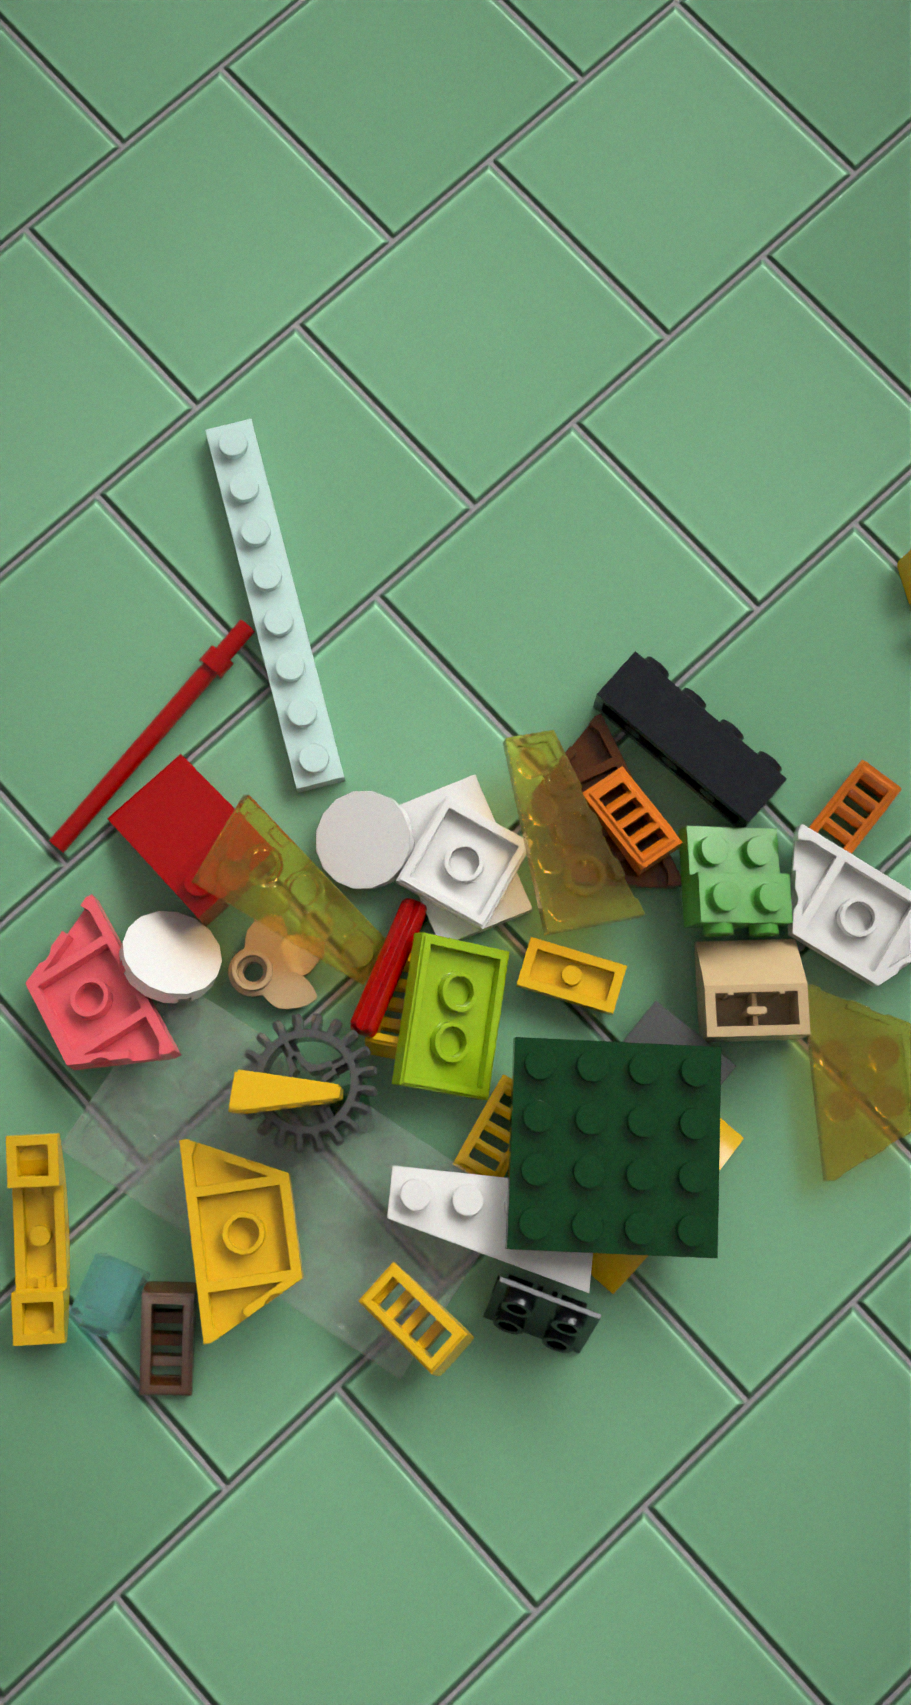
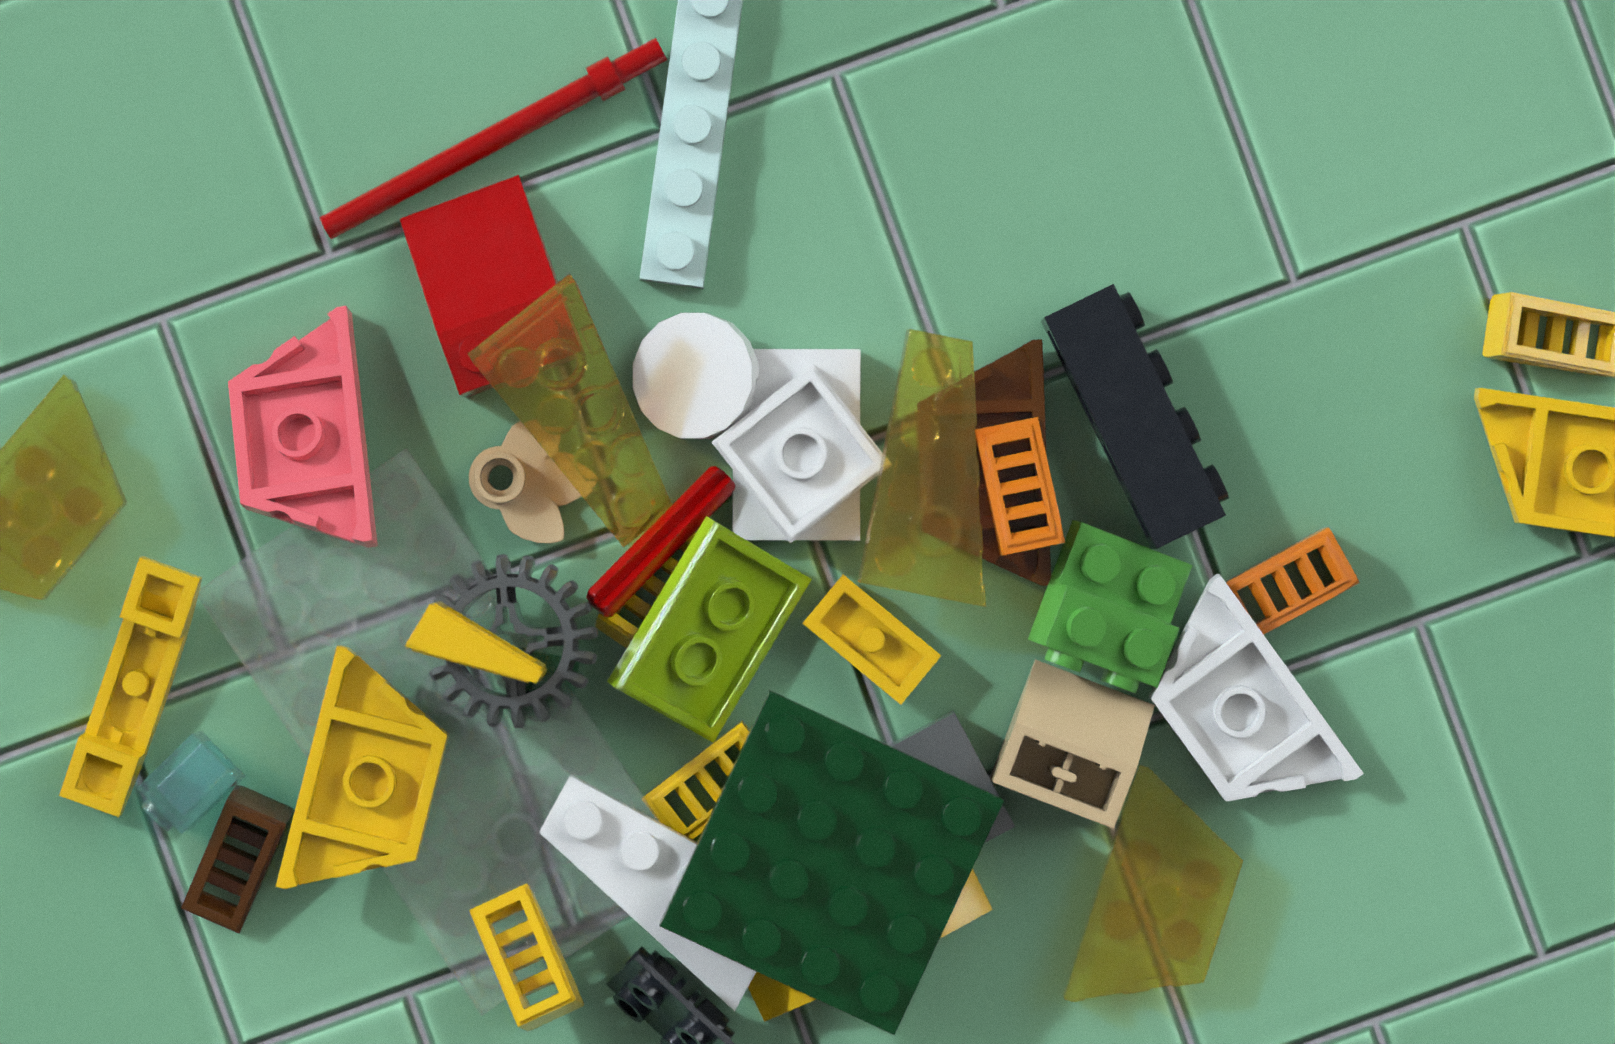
camera: 20 degrees right, 10 degrees up
(170, 957) = (409, 423): white tile -> none

